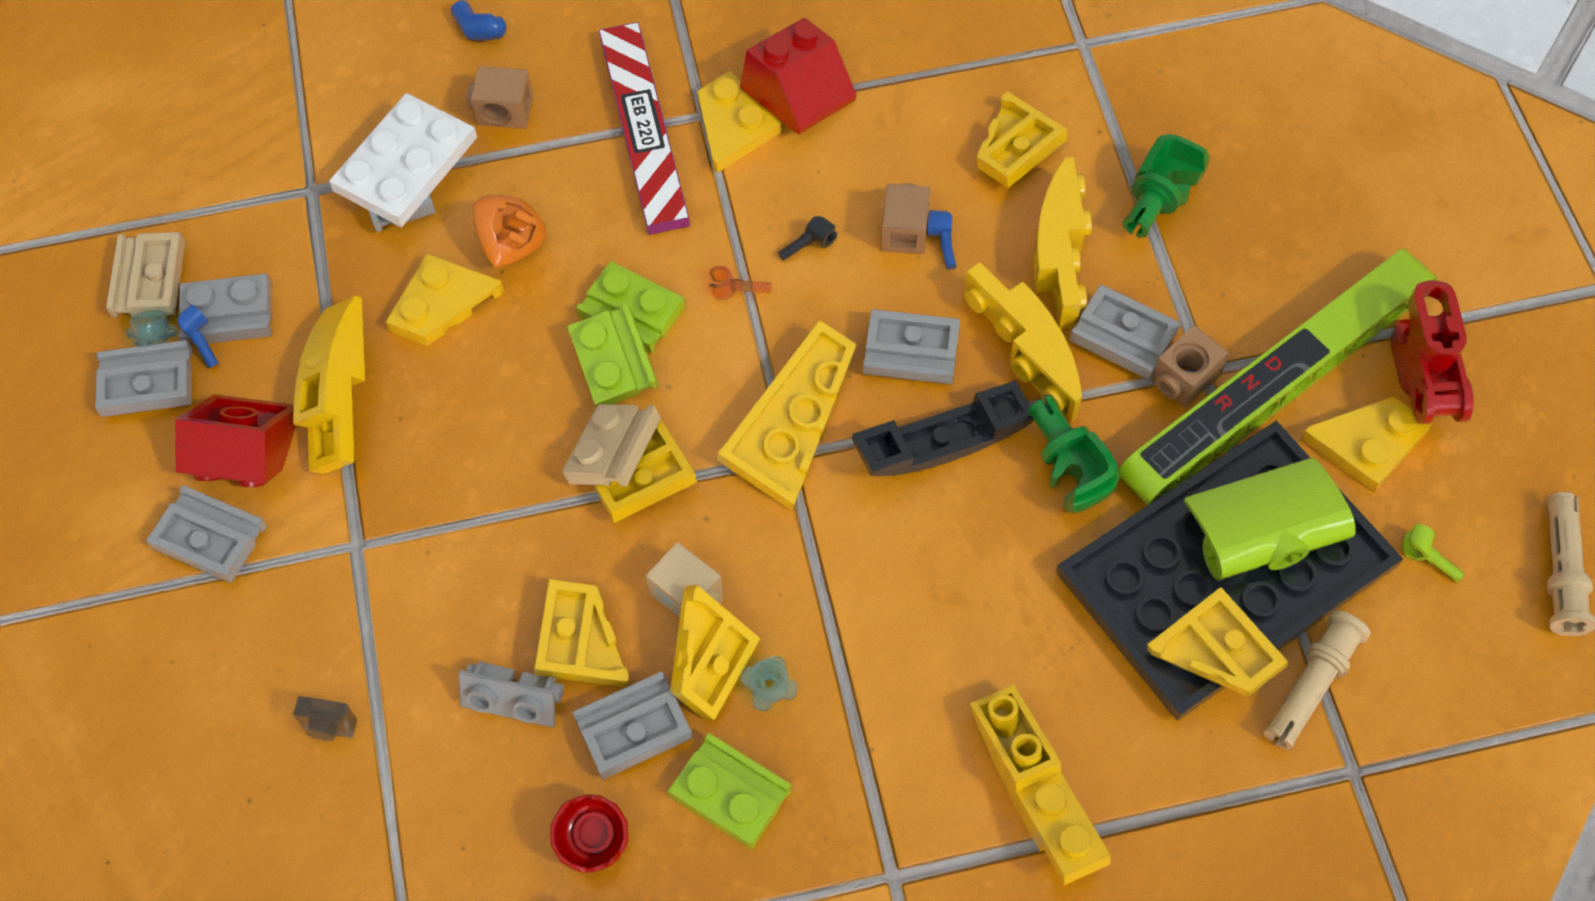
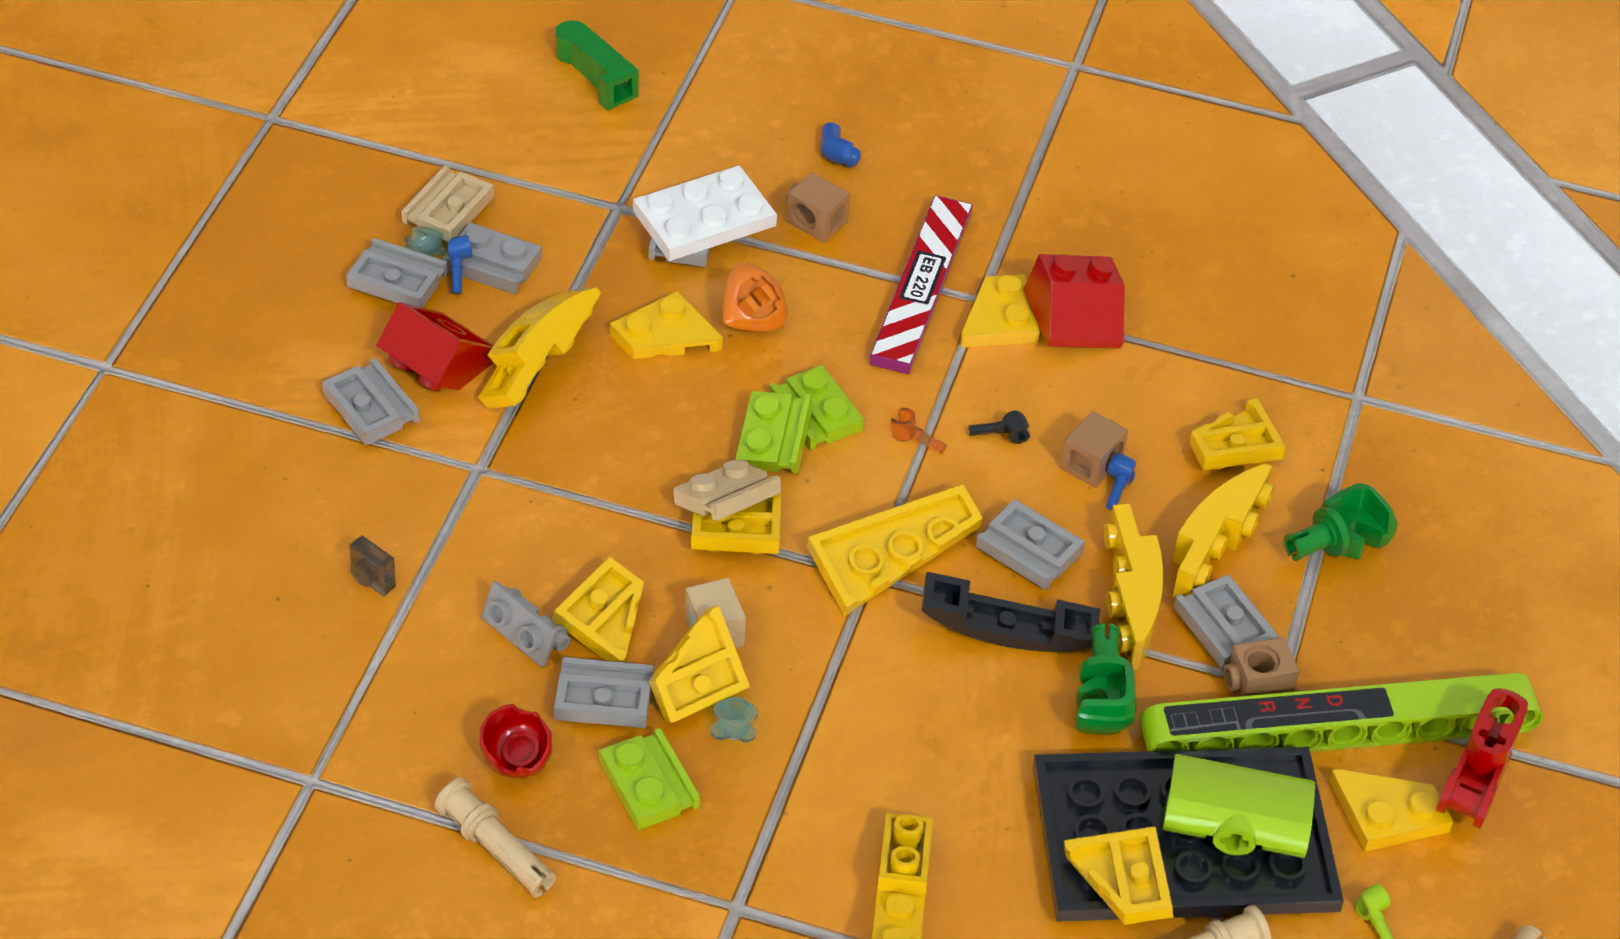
camera: 25 degrees right, 15 degrees down
(195, 46) = (597, 63): none -> green leg

